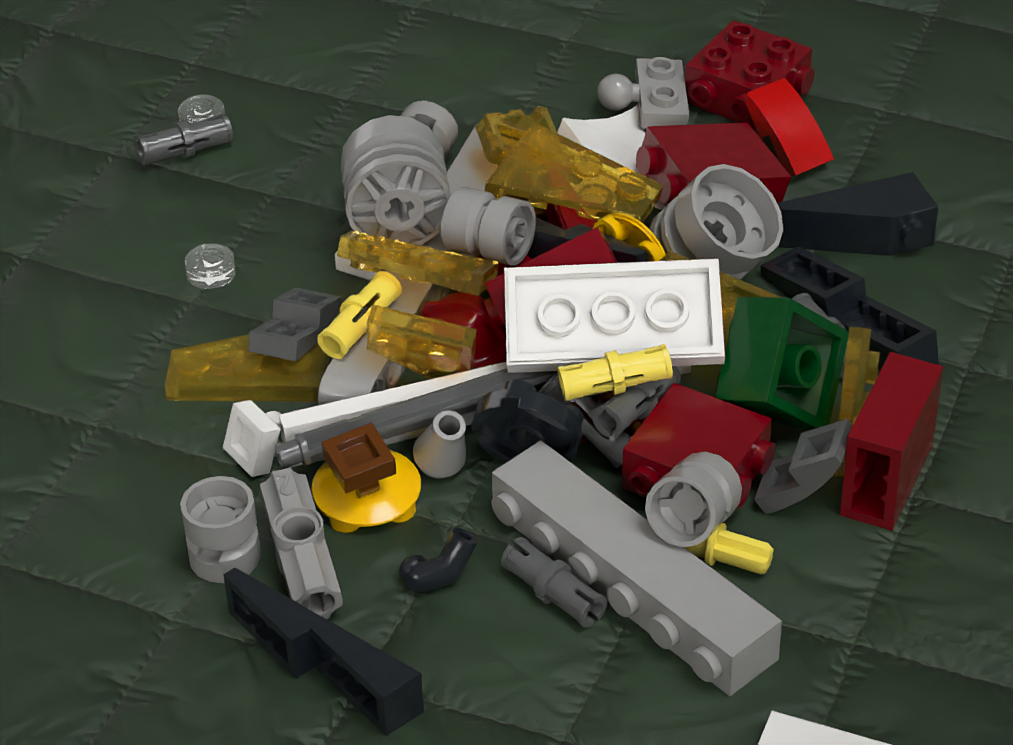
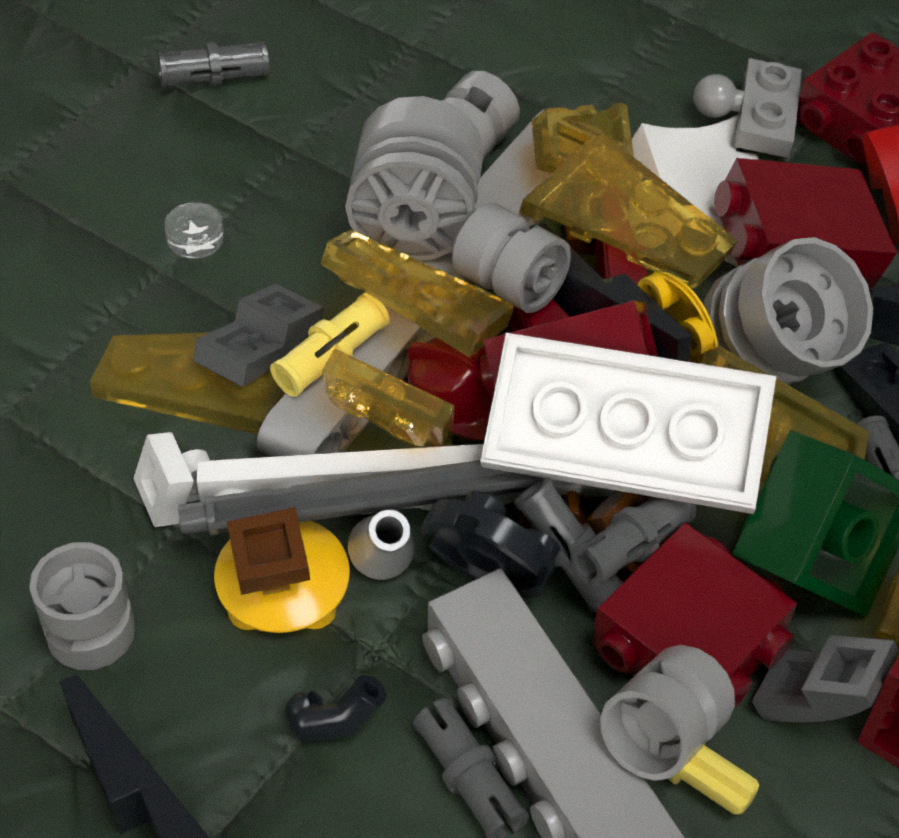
camera: 10 degrees right, 10 degrees up
(200, 108) = (243, 29): clear tile -> none
(300, 542) = (173, 679): light grey piece -> none
(615, 372) = (610, 505): light yellow pin -> none

